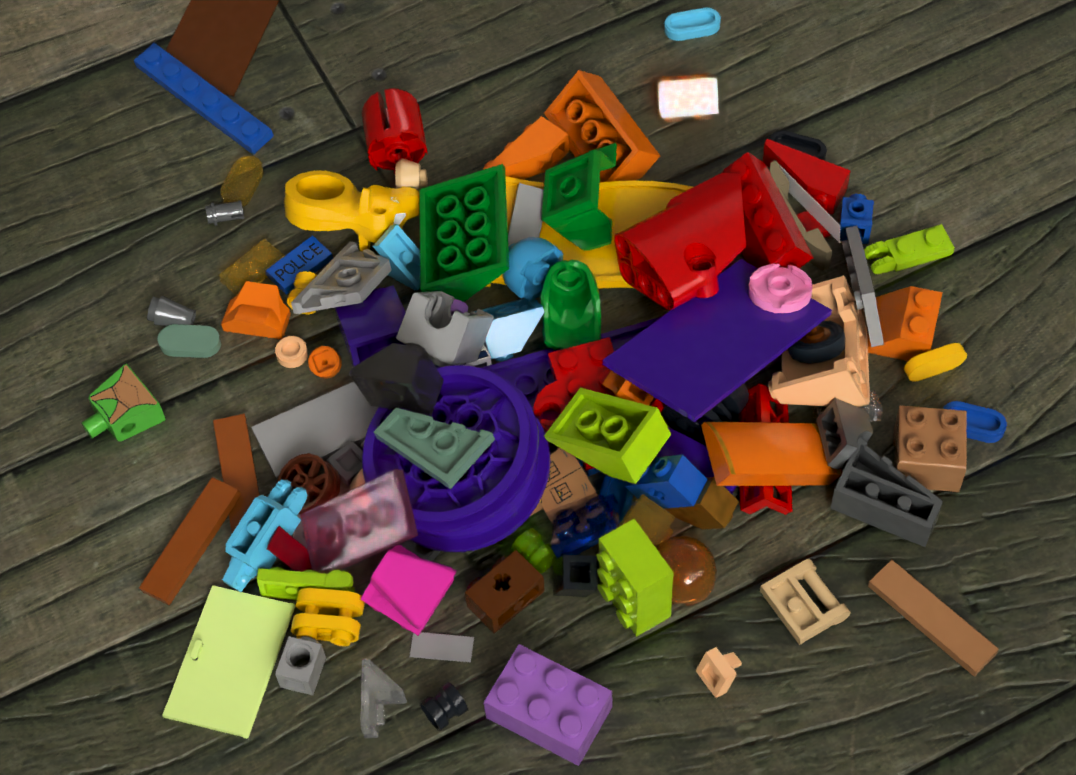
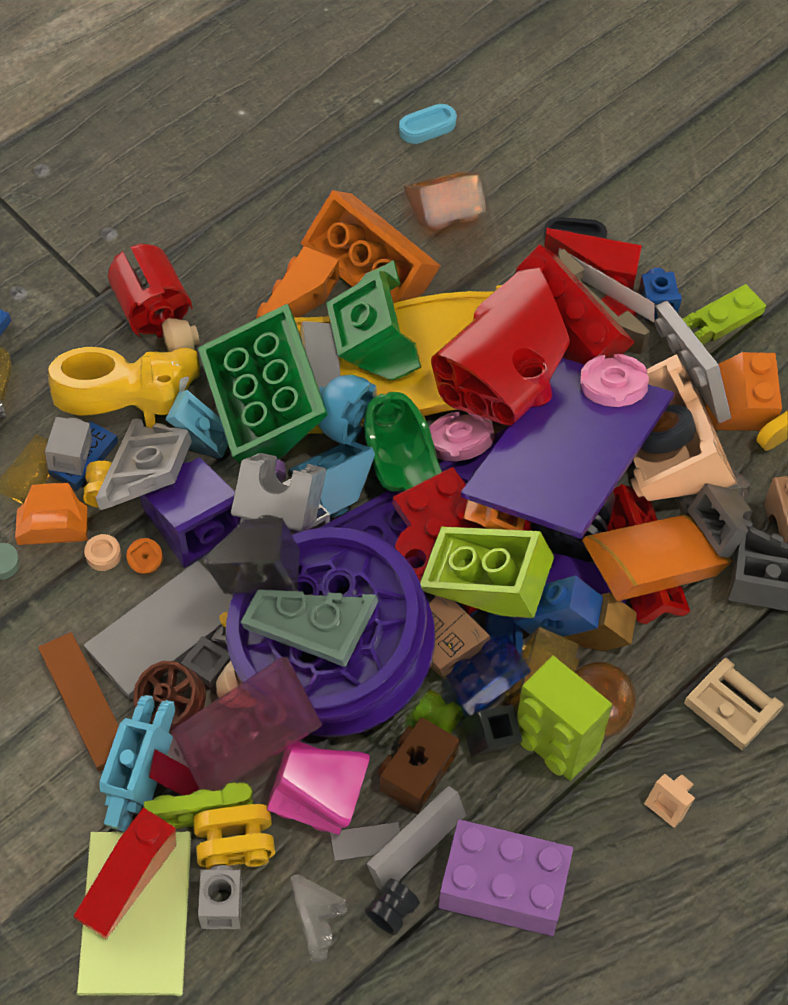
camera: 20 degrees left, 0 degrees up
(190, 541) = (52, 788): dark orange tile -> none
(229, 624) = (126, 872): none -> red slope
(285, 253) = (68, 445): none -> light grey brick
(482, 653) = (417, 838): none -> light grey tile
(629, 312) = (461, 436): none -> bright pink tile

